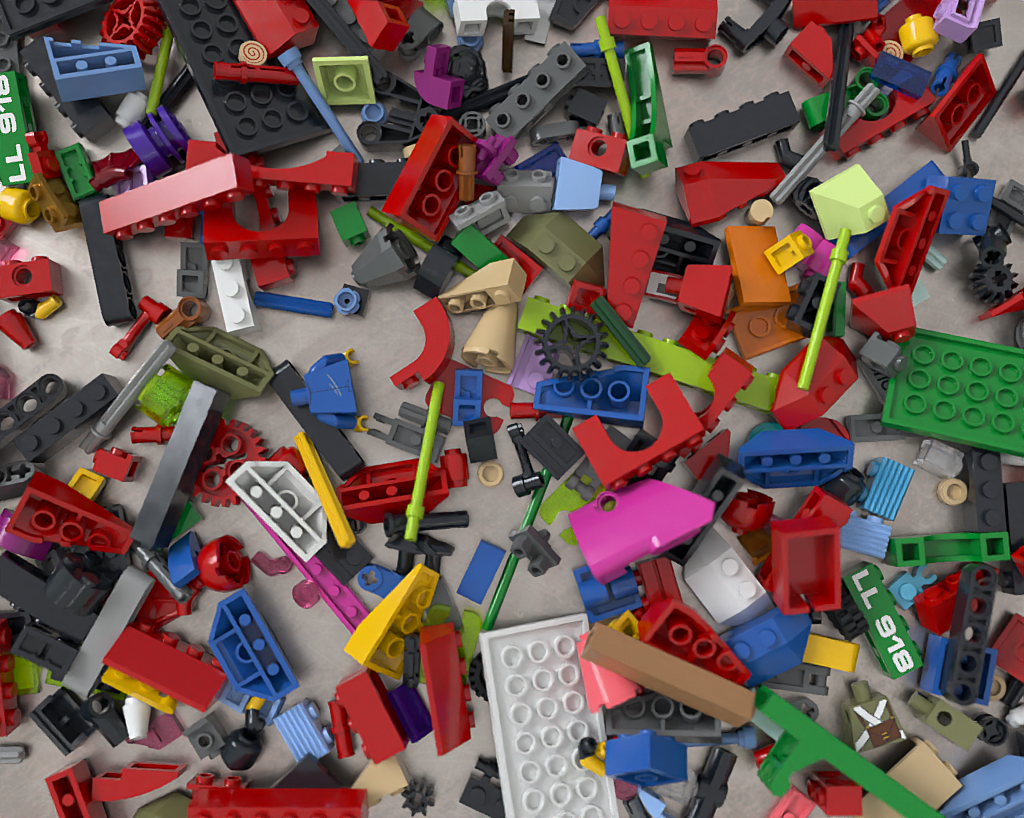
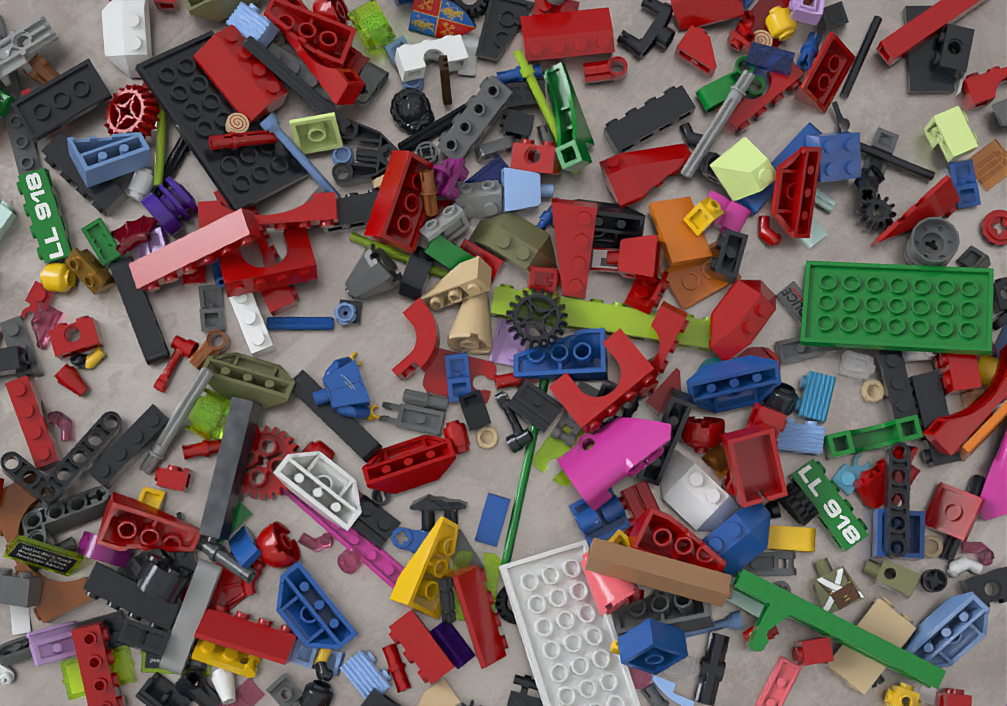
camera: 10 degrees left, 5 degrees down
(41, 158) = (73, 235): red plate -> none
(324, 490) = (352, 469): yellow axle -> none
(350, 225) = (338, 250): green brick -> none
(415, 509) = (431, 471): lime bar -> none
(432, 521) = (430, 485): black pin -> none
(433, 81) = (390, 123): magenta brick -> none
(536, 548) = (533, 491): dark grey hips -> none
(587, 756) = (604, 653): arm -> none
(620, 331) = (575, 302): dark green axle -> none
(759, 213) = (674, 187): tan piece -> none
(836, 321) = (751, 258): green tile -> none
(837, 258) = (741, 215): lime bar -> none
(838, 87) = (721, 75): black axle -> none
(883, 356) = (793, 288): dark grey brick -> none
(885, 312) = (789, 254): red slope -> none

